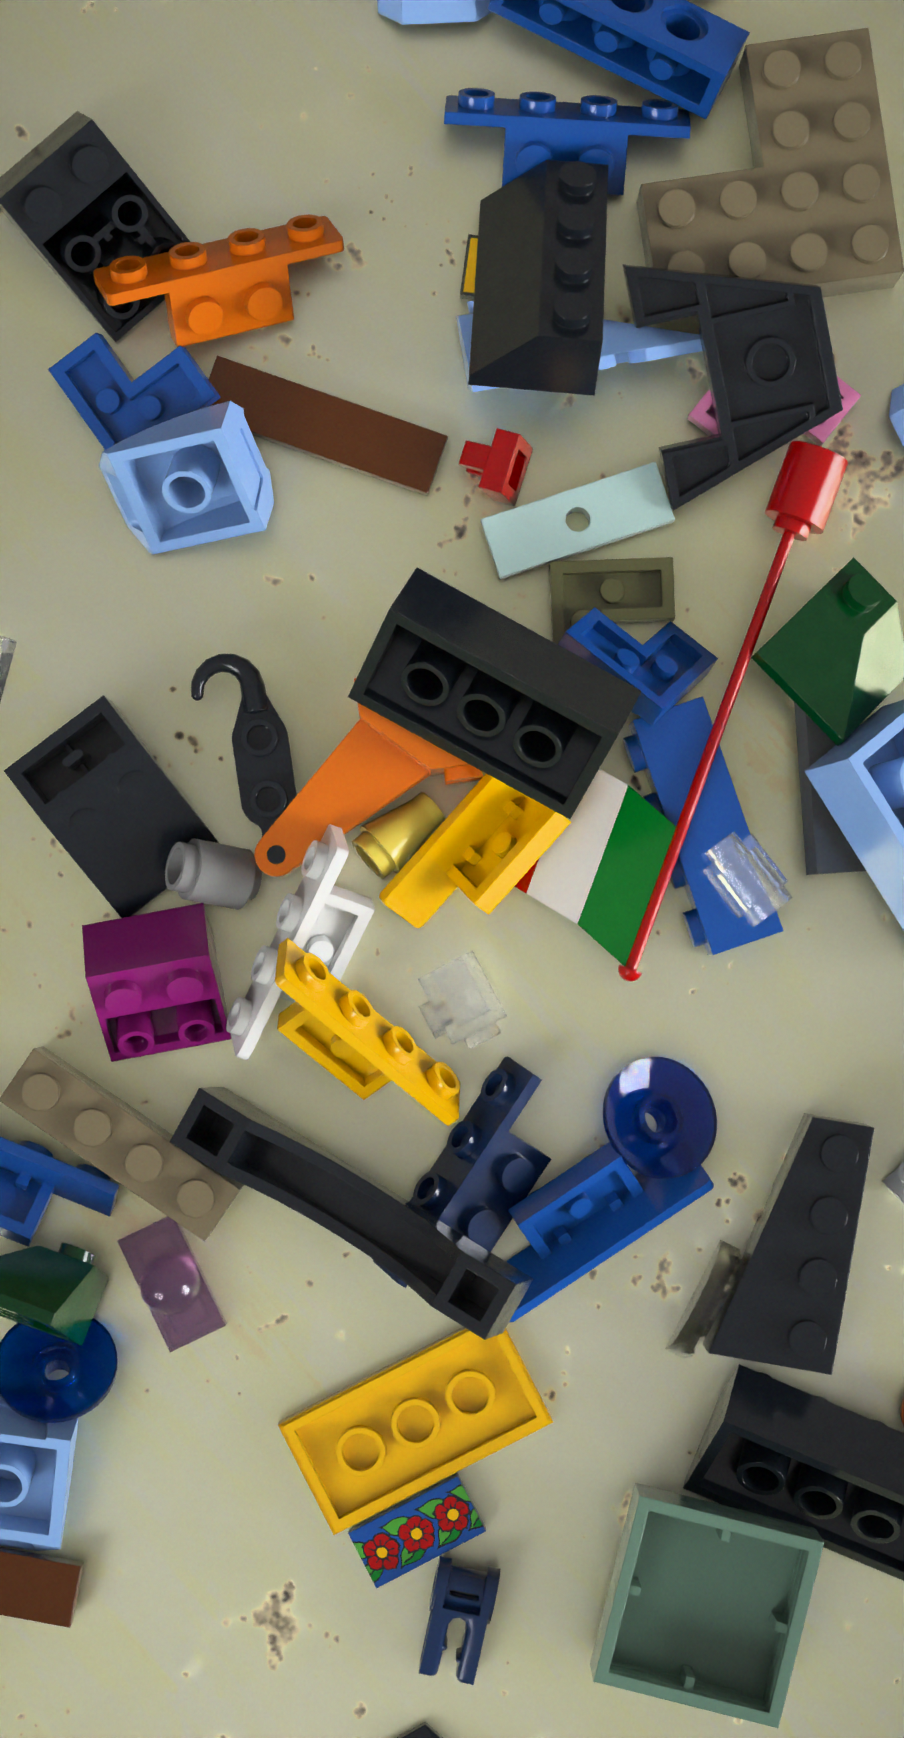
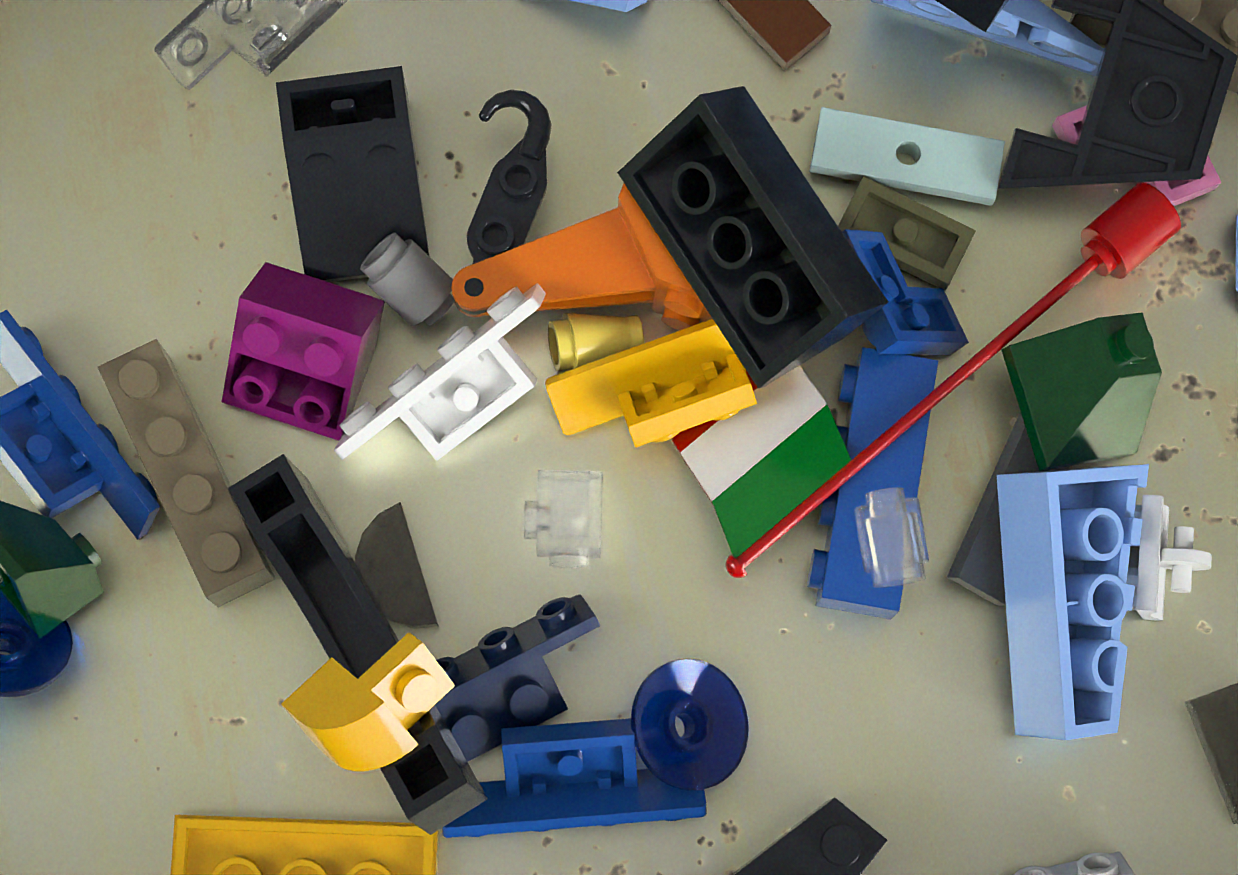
camera: 30 degrees right, 10 degrees down
(172, 1282) = (156, 629): clear purple tile -> none
(340, 1124) = (394, 571): none -> clear smoke tile
(354, 1040) = (447, 491): yellow bracket -> none
(404, 1277) = (367, 718): none -> yellow brick
(498, 465) = (864, 71): red tile -> none

